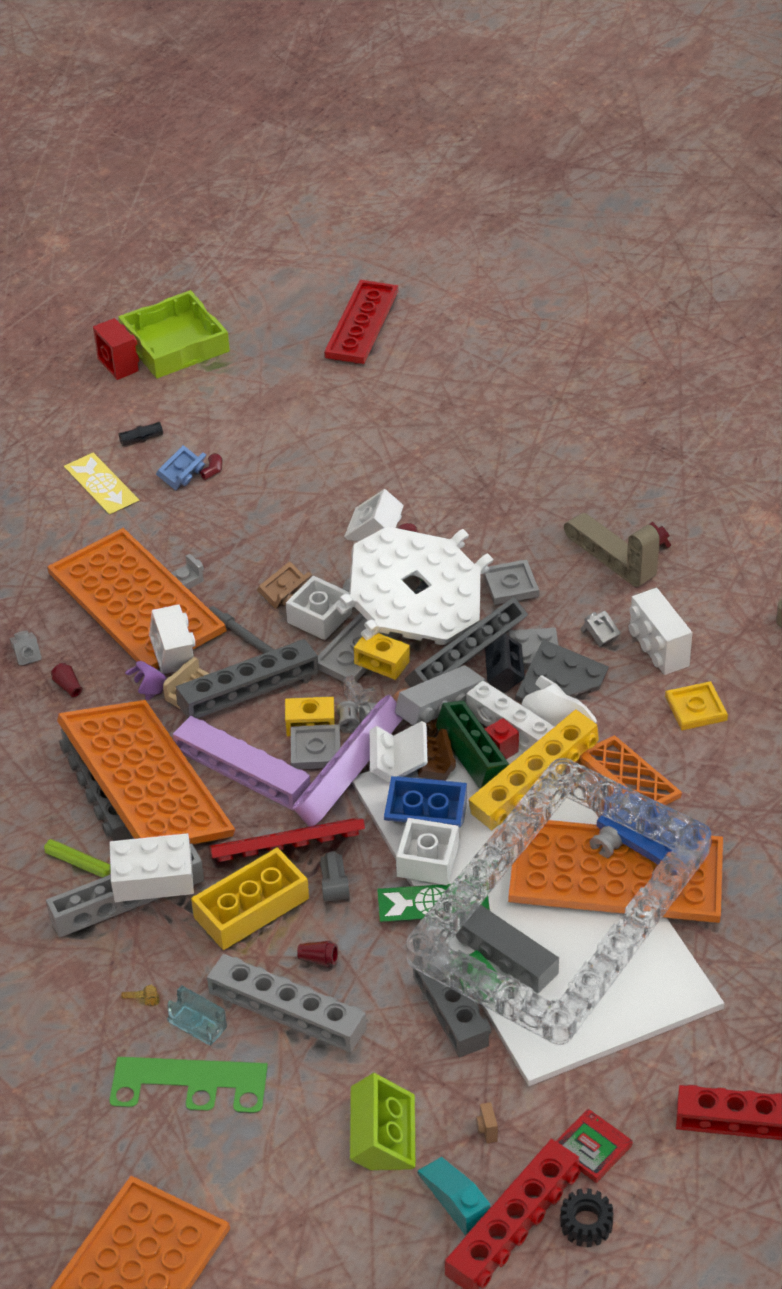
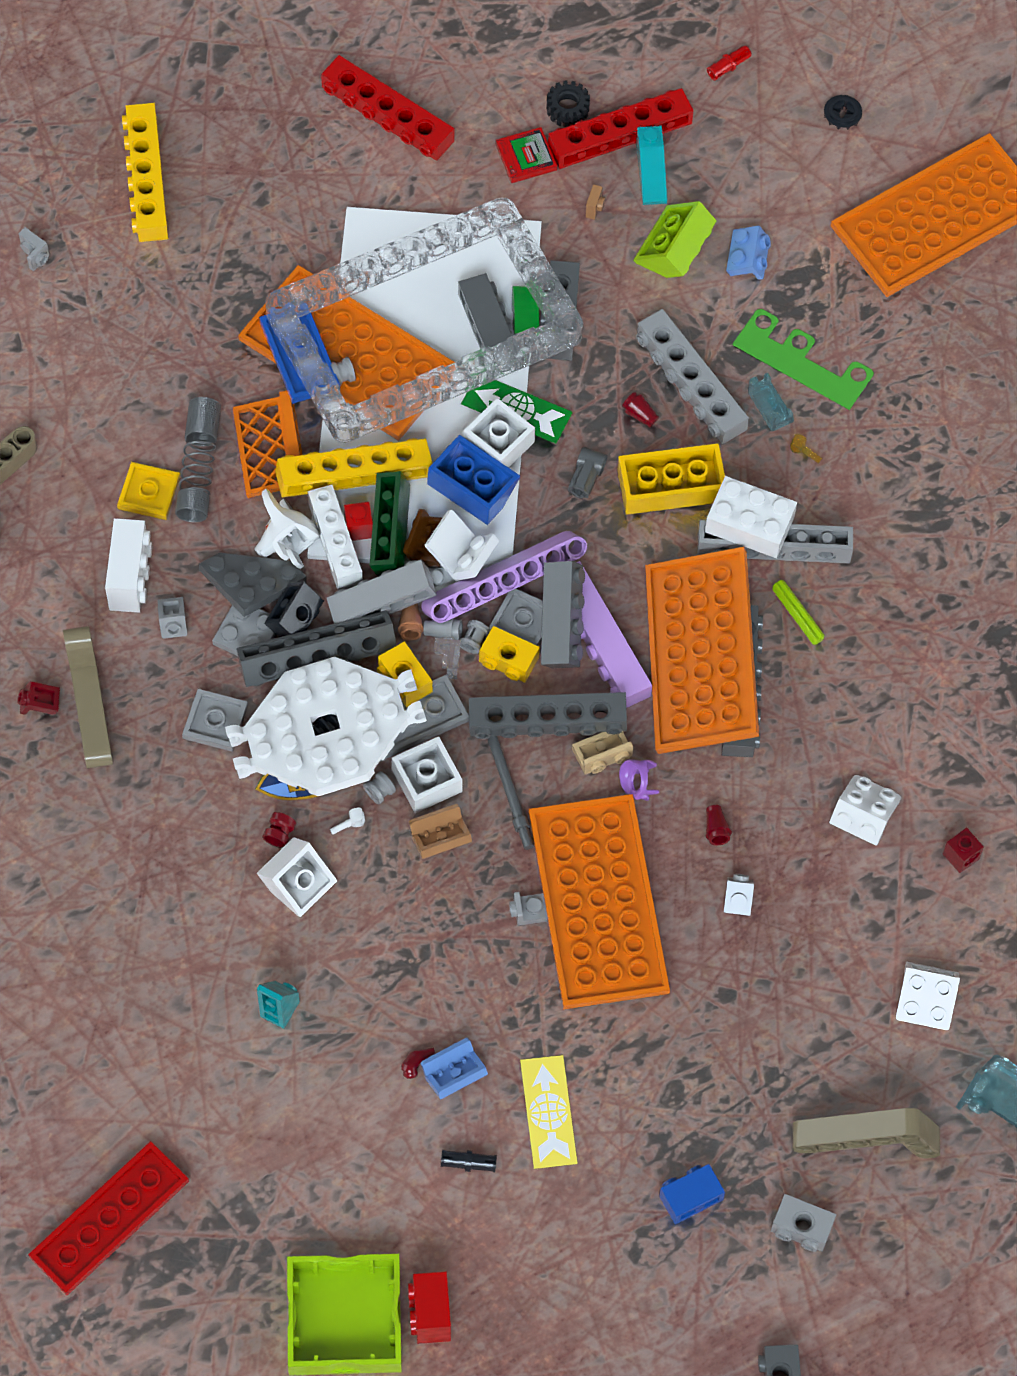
camera: 155 degrees left, 20 degrees up
(171, 638) = (600, 784): white brick -> none
(279, 743) = (562, 614): none -> brick
(297, 837) = (609, 521): red plate -> none
(299, 1152) = (748, 252): none -> medium blue bracket
(330, 435) = (277, 1002): none -> teal slope
(688, 753) = (200, 431): none -> dark grey piece

